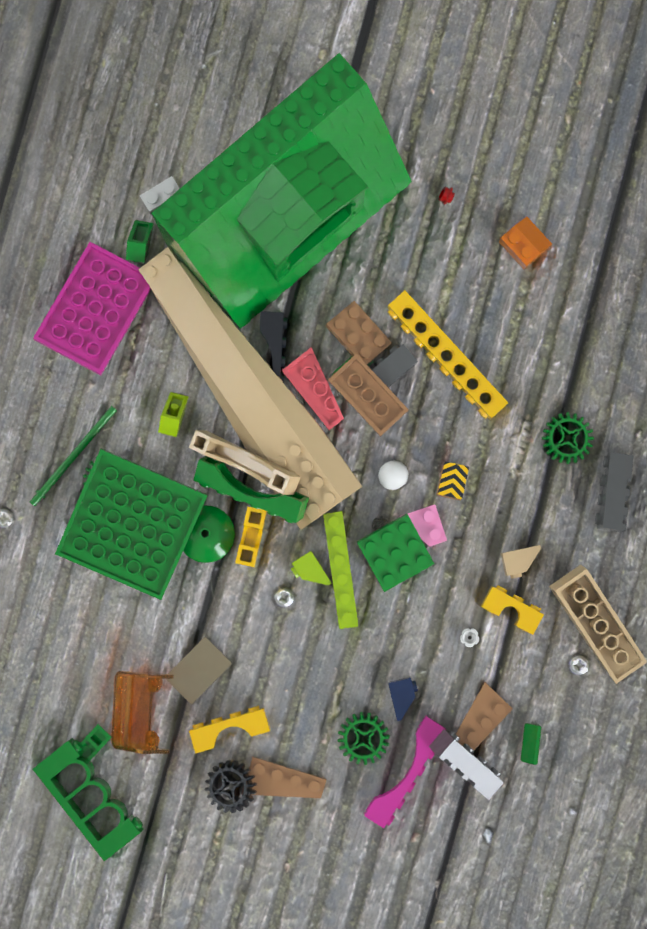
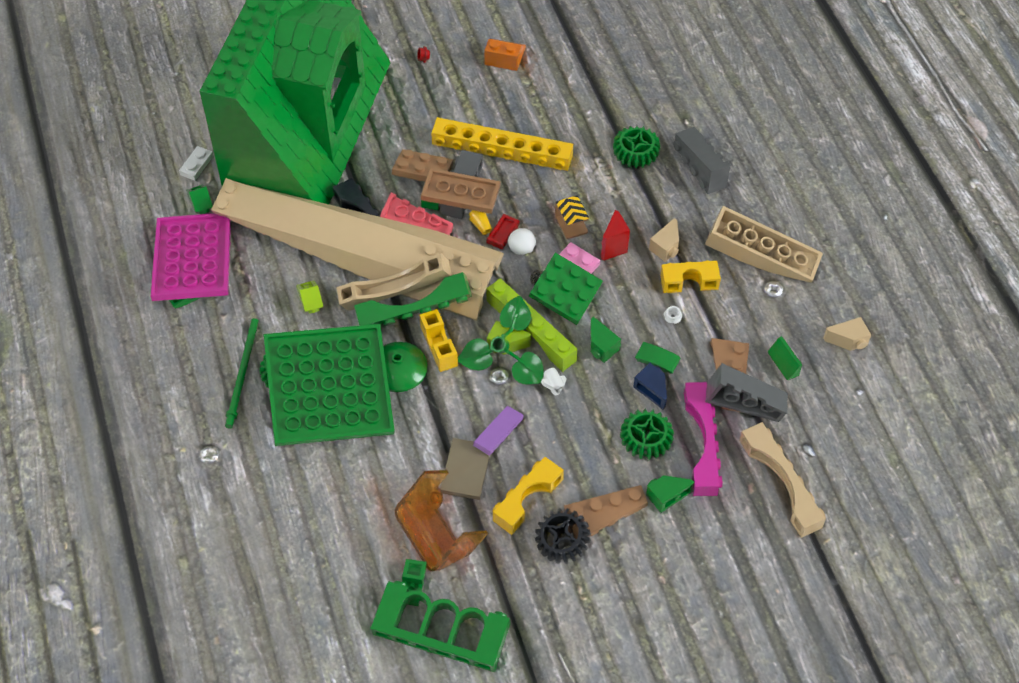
camera: 35 degrees left, 30 degrees down
(245, 654) = (498, 430): none -> medium lavender tile
(276, 570) = (477, 354): none -> green plant
(323, 637) = (553, 381): none -> white piece
(342, 800) = (668, 491): none -> green slope
(370, 435) = (481, 221): none -> yellow cone
(384, 451) = (502, 231): none -> red tile
(389, 625) = (603, 341): none -> green slope
(424, 672) = (658, 357): none -> green slope
(436, 891) = (761, 446): none -> tan arch
(474, 531) = (615, 238): none -> red slope
(604, 758) = (849, 334): none -> tan slope

